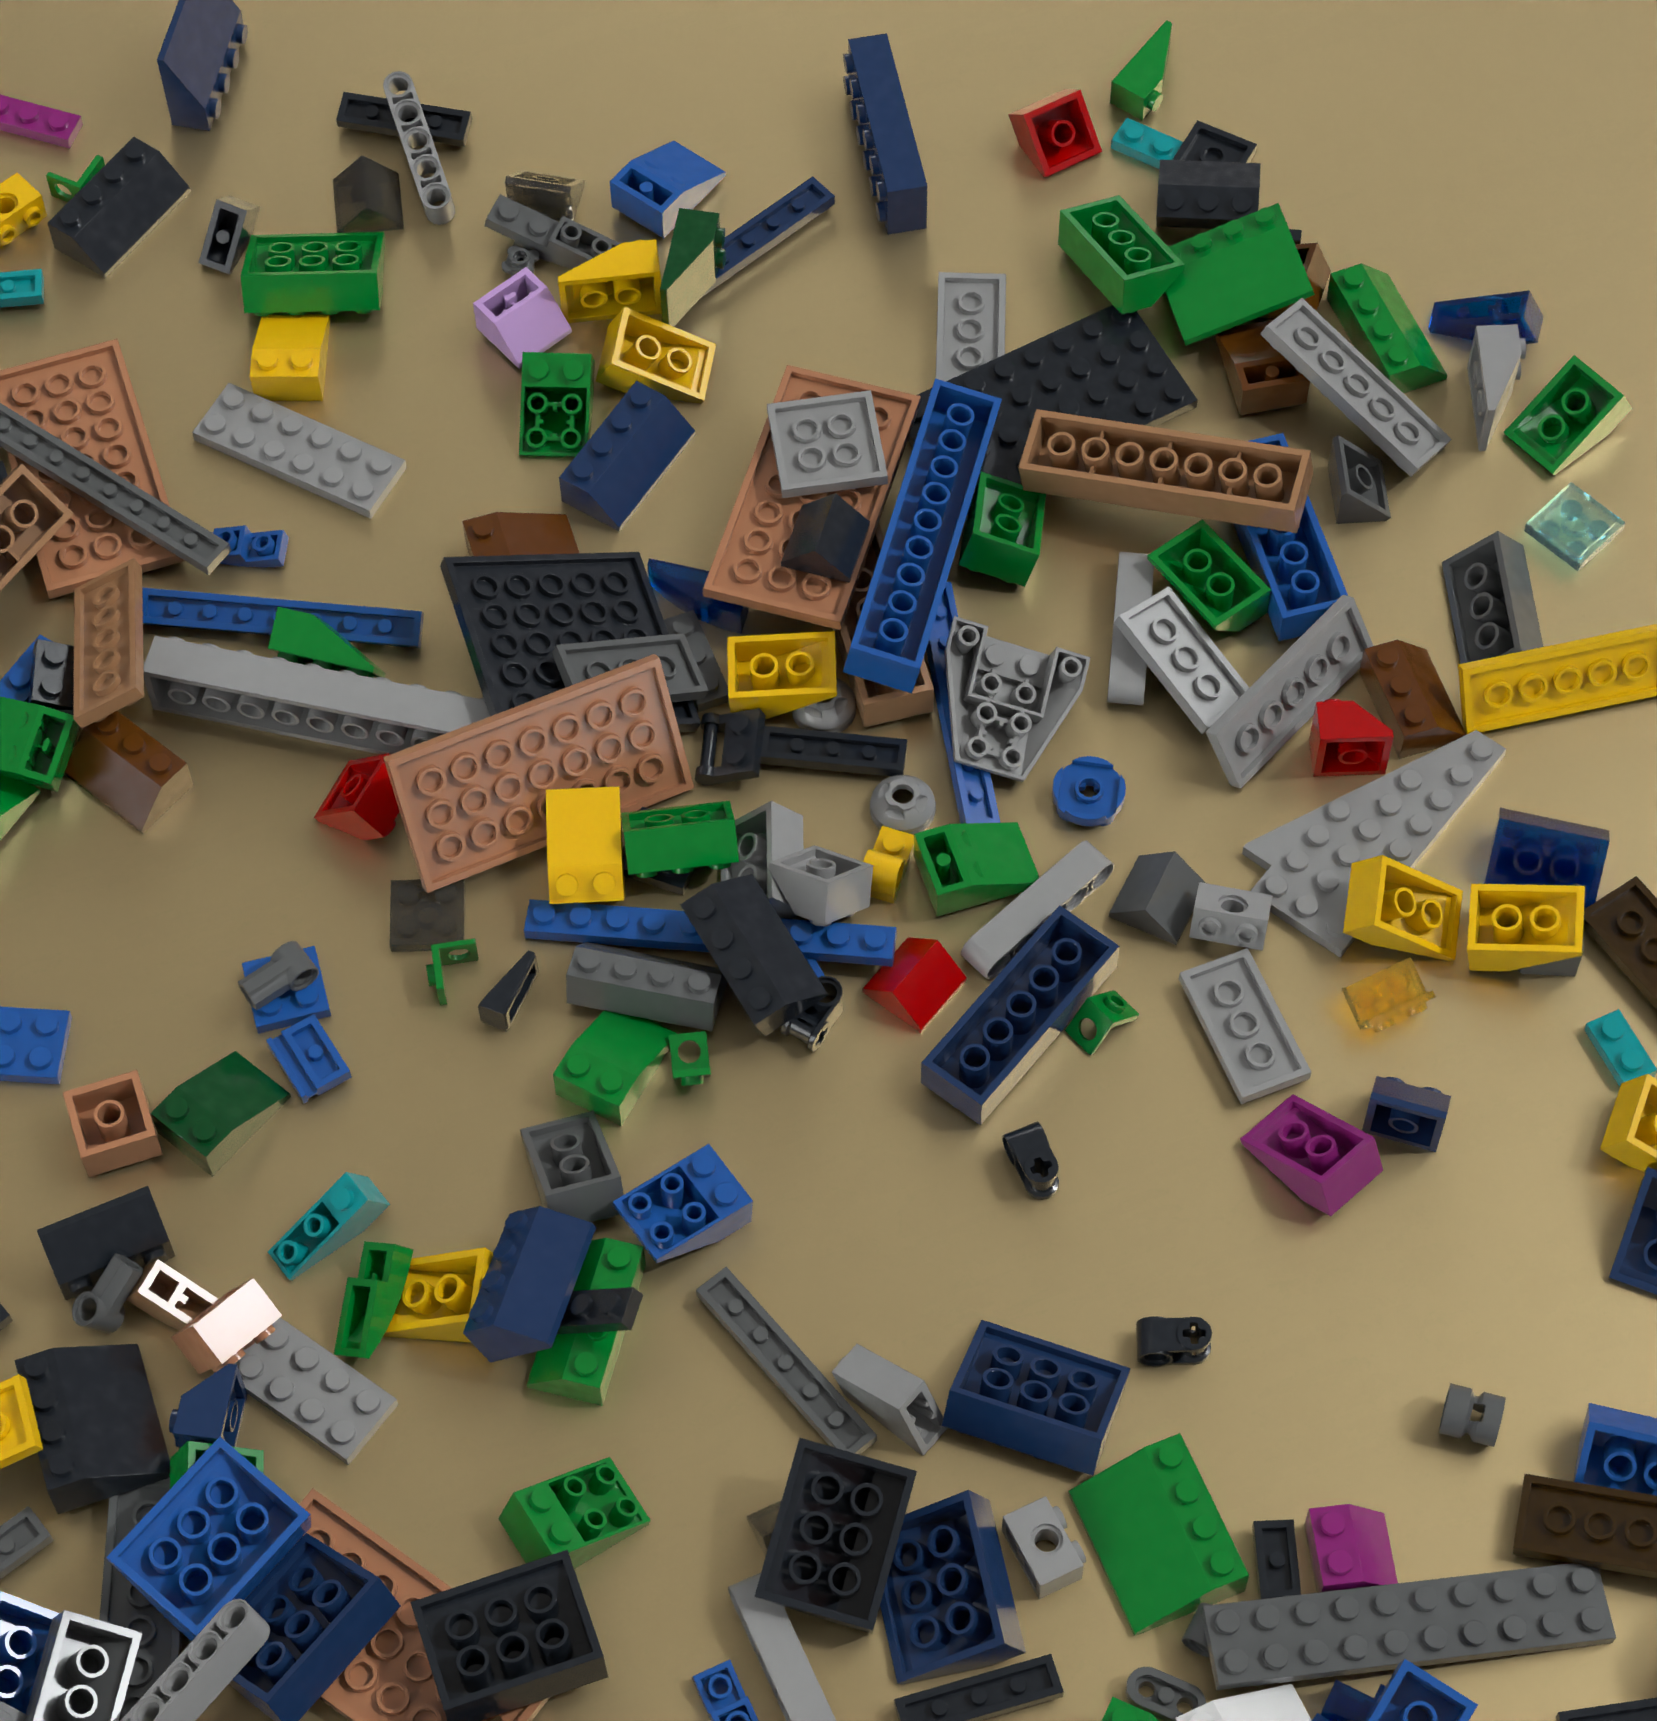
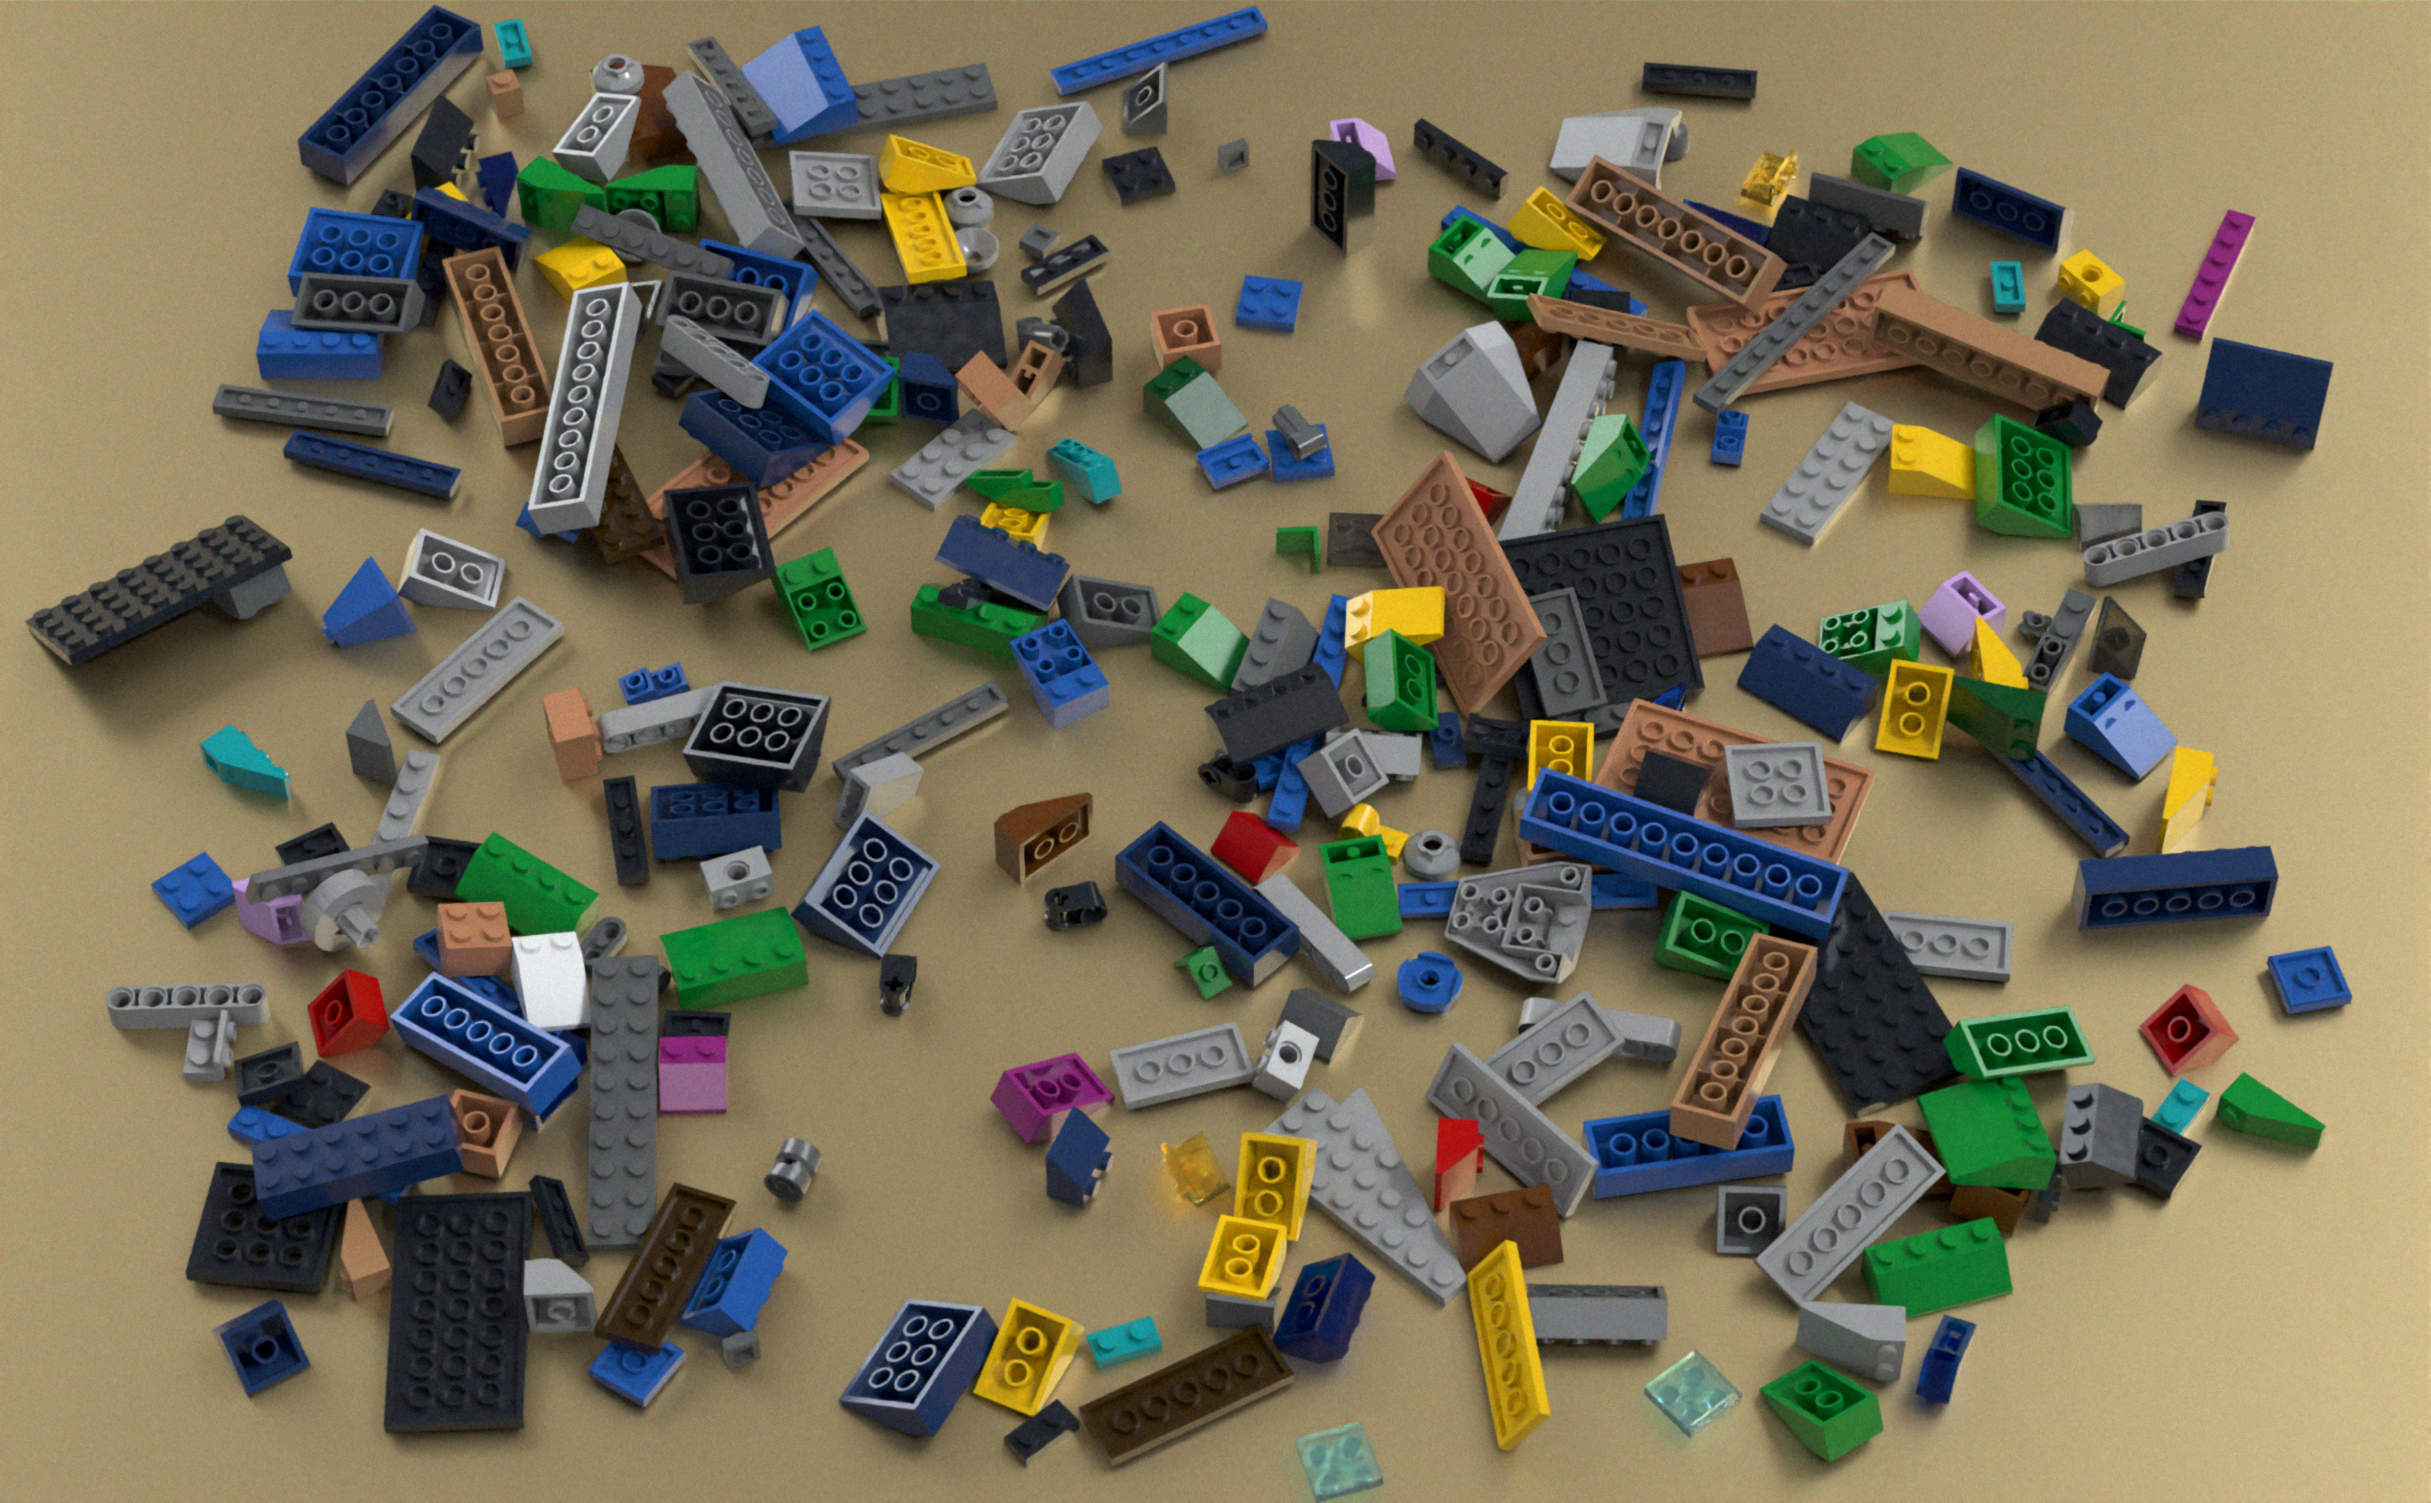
camera: 95 degrees right, 10 degrees down
(141, 290) = (1982, 351): none -> medium nougat brick
(208, 787) = (1477, 392): none -> light grey wedge
(507, 996) = (1274, 582): black slope -> none
(692, 1072) = (1190, 694): green bracket -> none
(743, 795) = (1447, 742): none -> dark blue plate
(771, 127) = (2186, 795): none -> yellow slope
(954, 1203) = (1041, 834): none -> reddish brown slope
(973, 40) = (2309, 980): none -> blue plate
(1212, 578) = (1635, 1078): green slope -> none
(1591, 1674) = (559, 1220): none -> black plate

